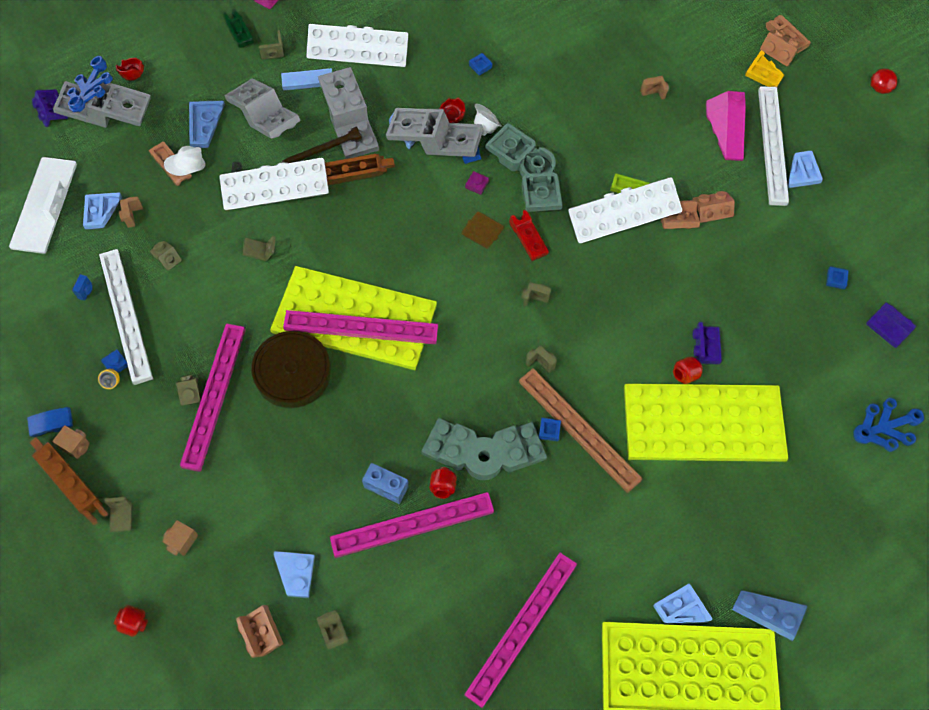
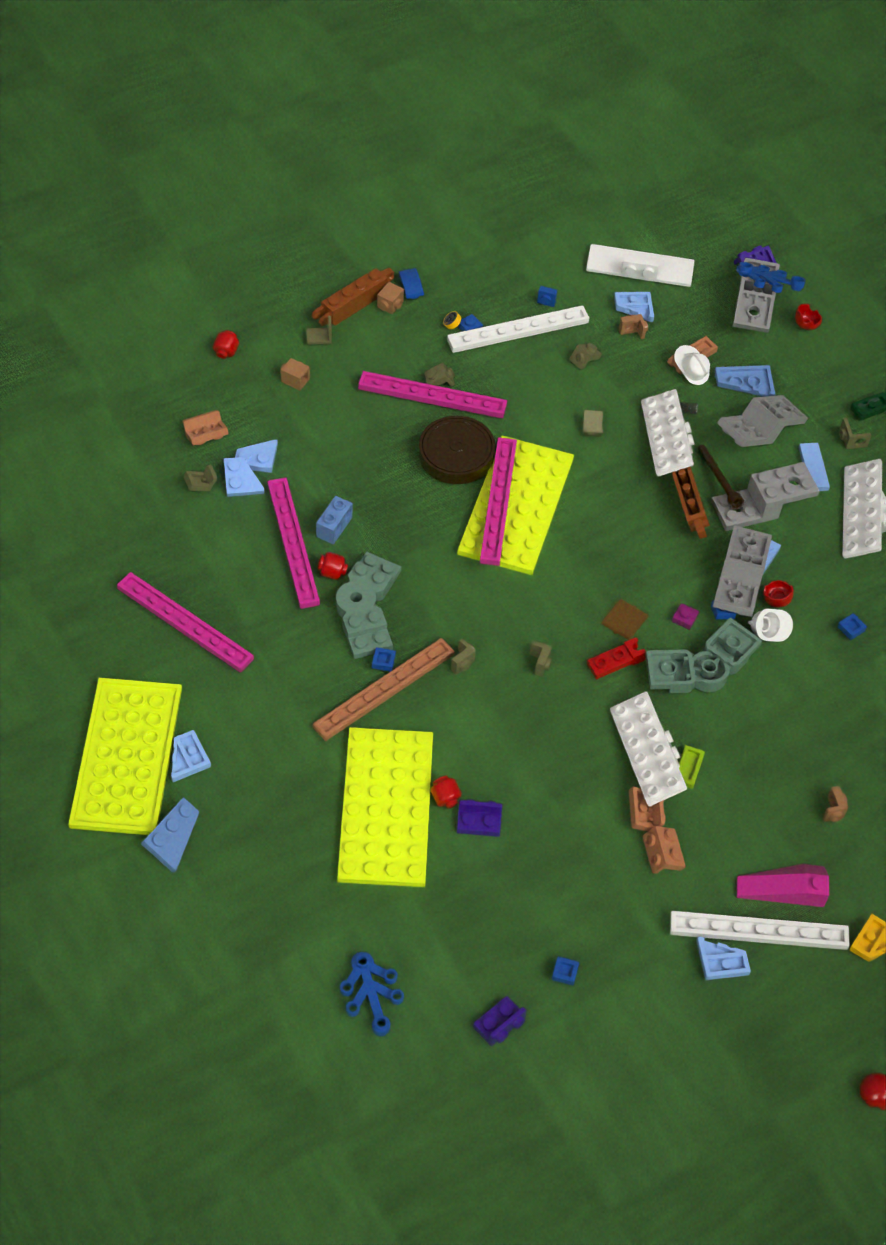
camera: 90 degrees right, 10 degrees down
(328, 587) = (240, 478): none -> light blue wing

